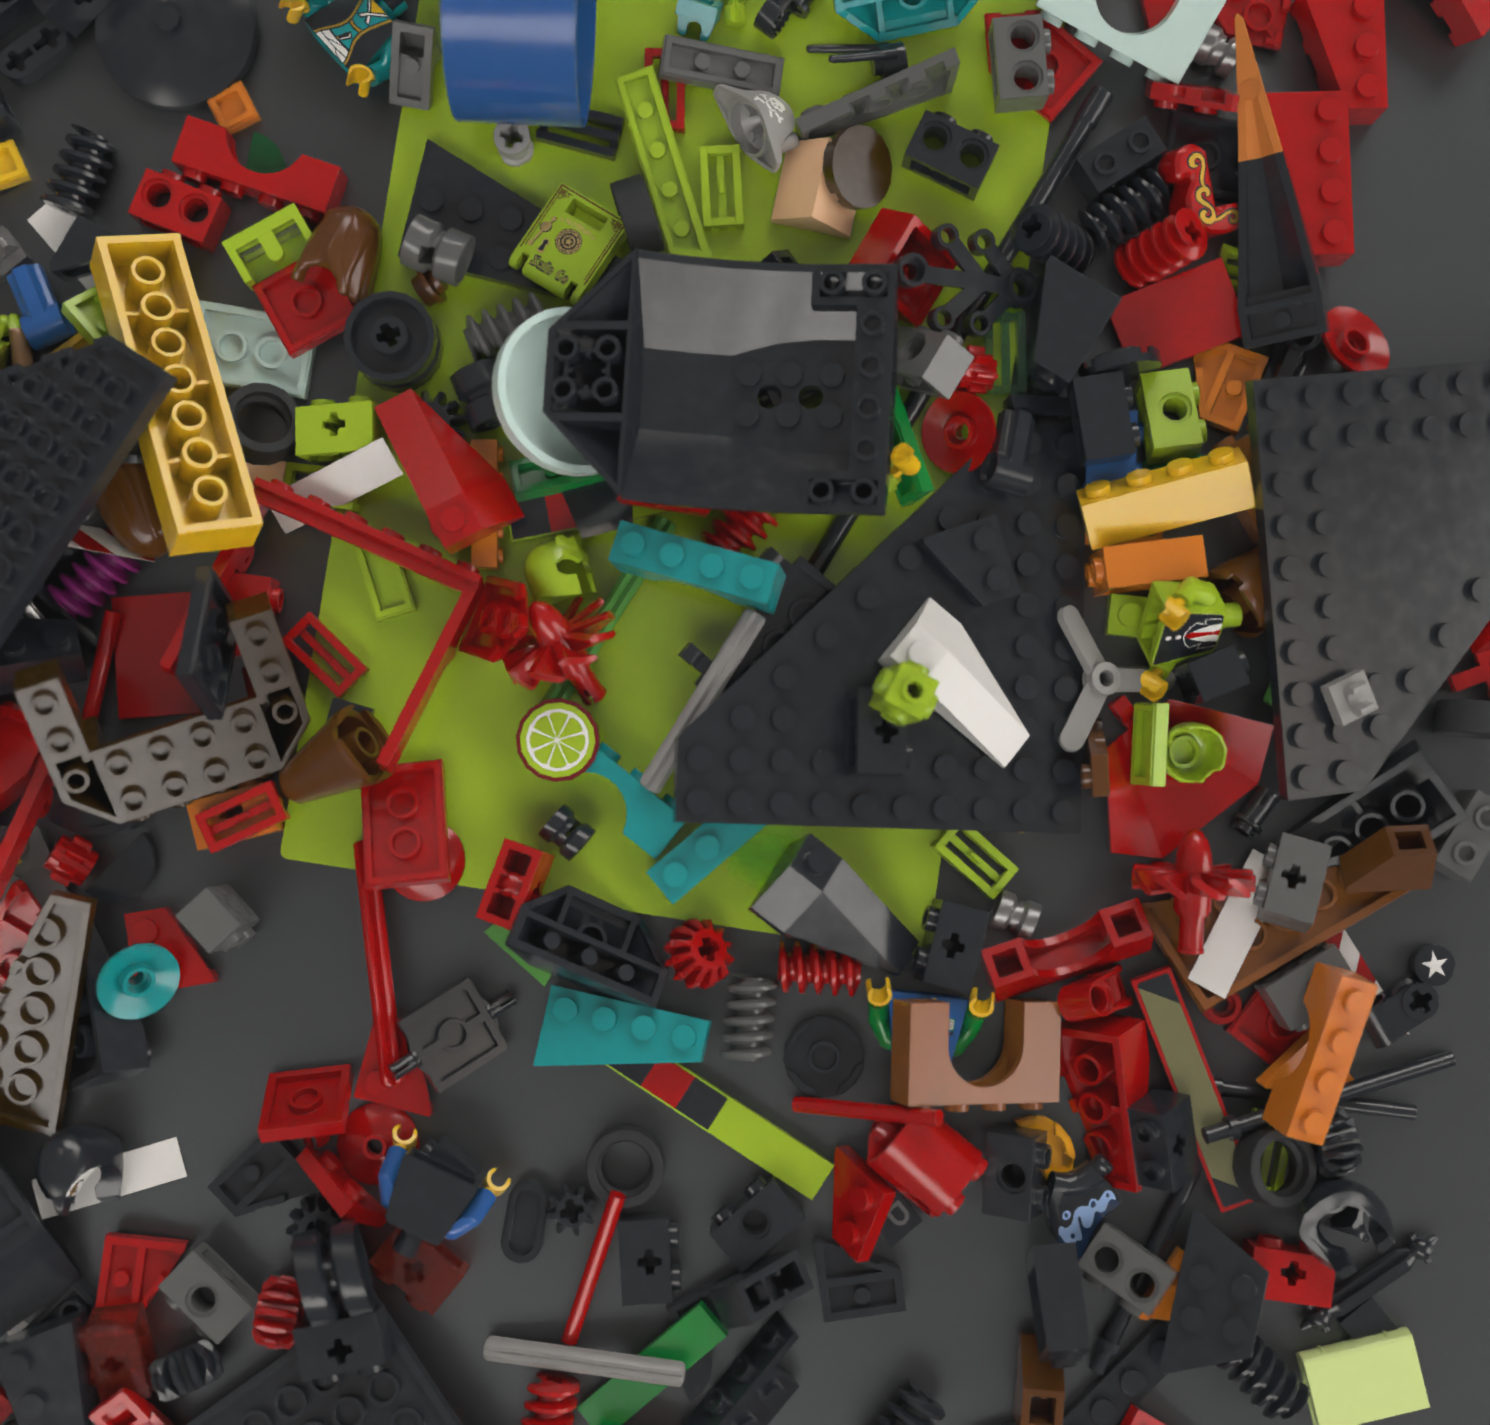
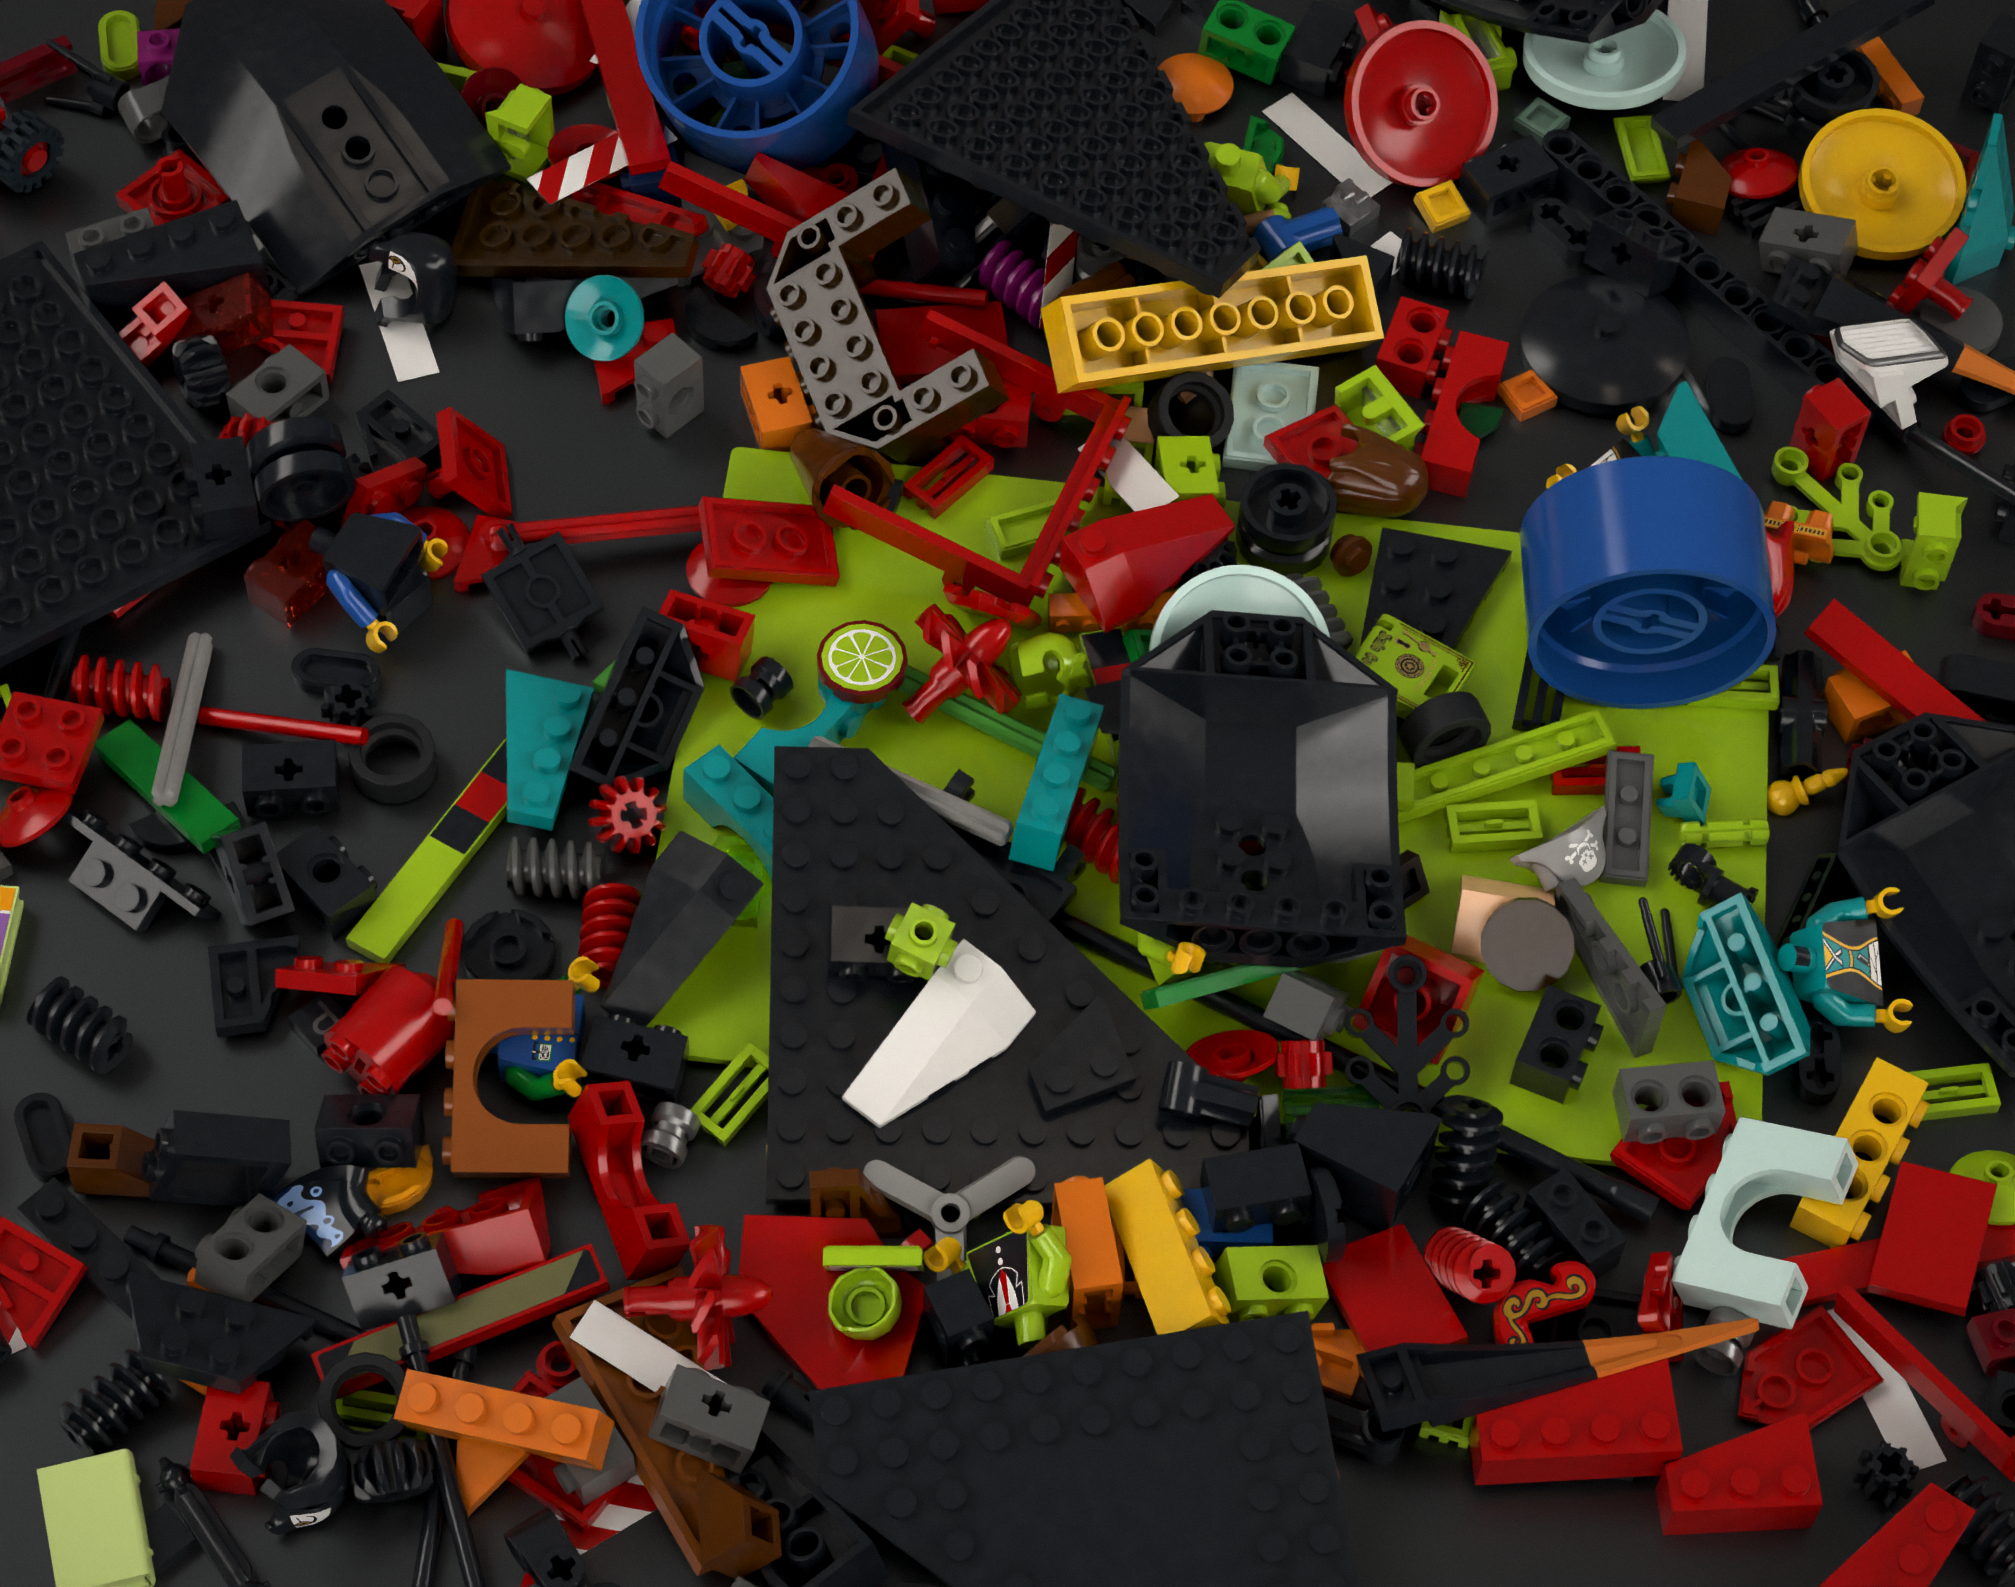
camera: 85 degrees right, 30 degrees down
(207, 645) = (937, 330): black tile -> none
(275, 802) = (788, 424): red tile -> none
(434, 249) = (1385, 545): dark grey wheel -> none
(521, 151) = (1509, 625): light grey bush -> none
(1094, 994) = (579, 1220): red piece -> none
(1349, 697) = (934, 1447): light grey tile -> none
(1355, 340) = (1398, 1501): red dish -> none

